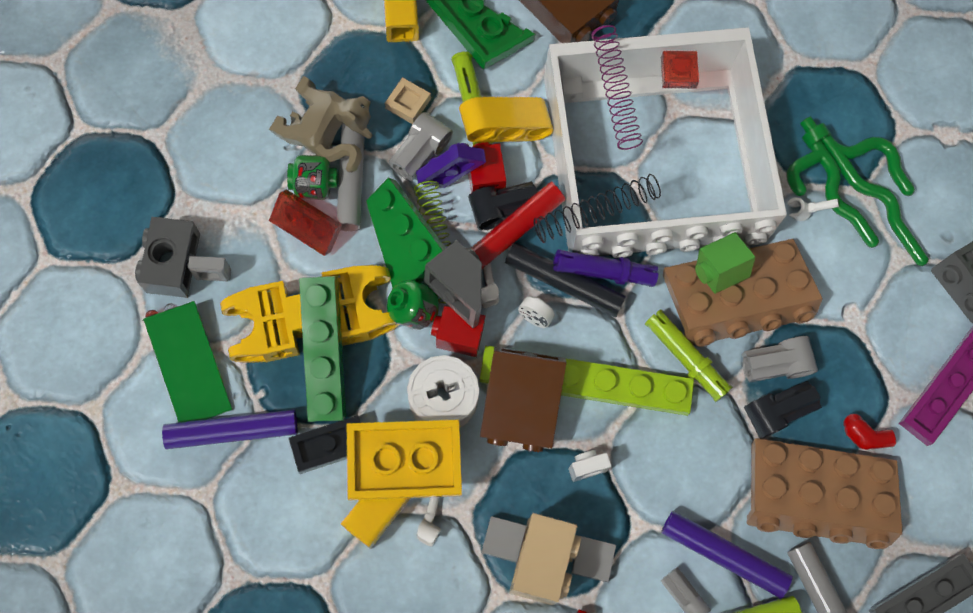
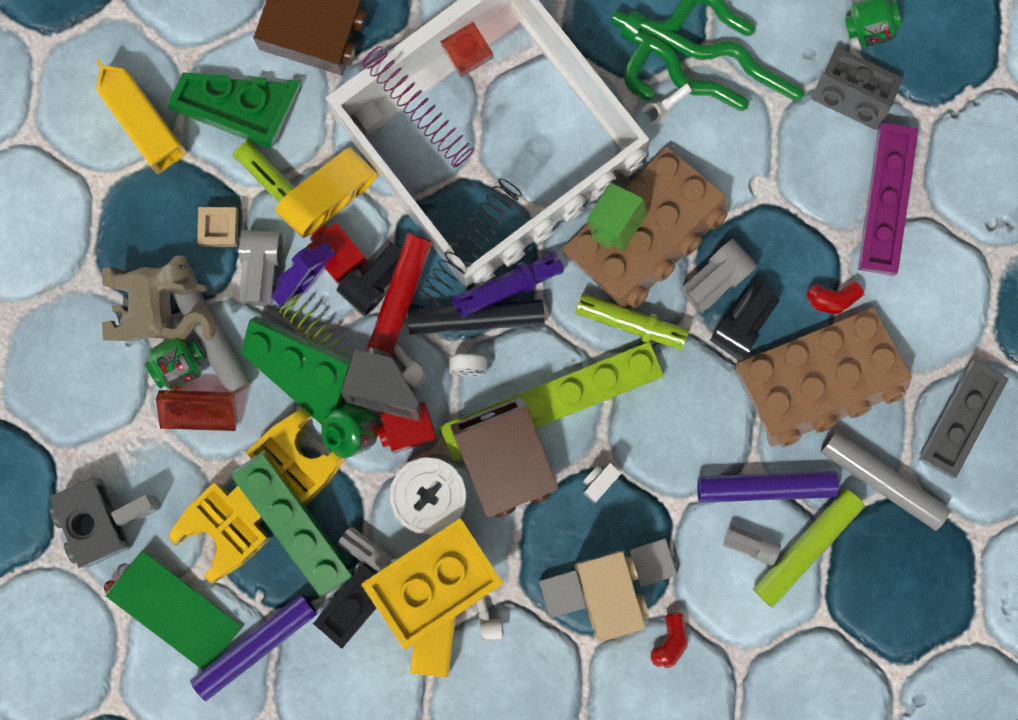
camera: 25 degrees left, 10 degrees up
(365, 403) = (365, 550): none -> light grey piece

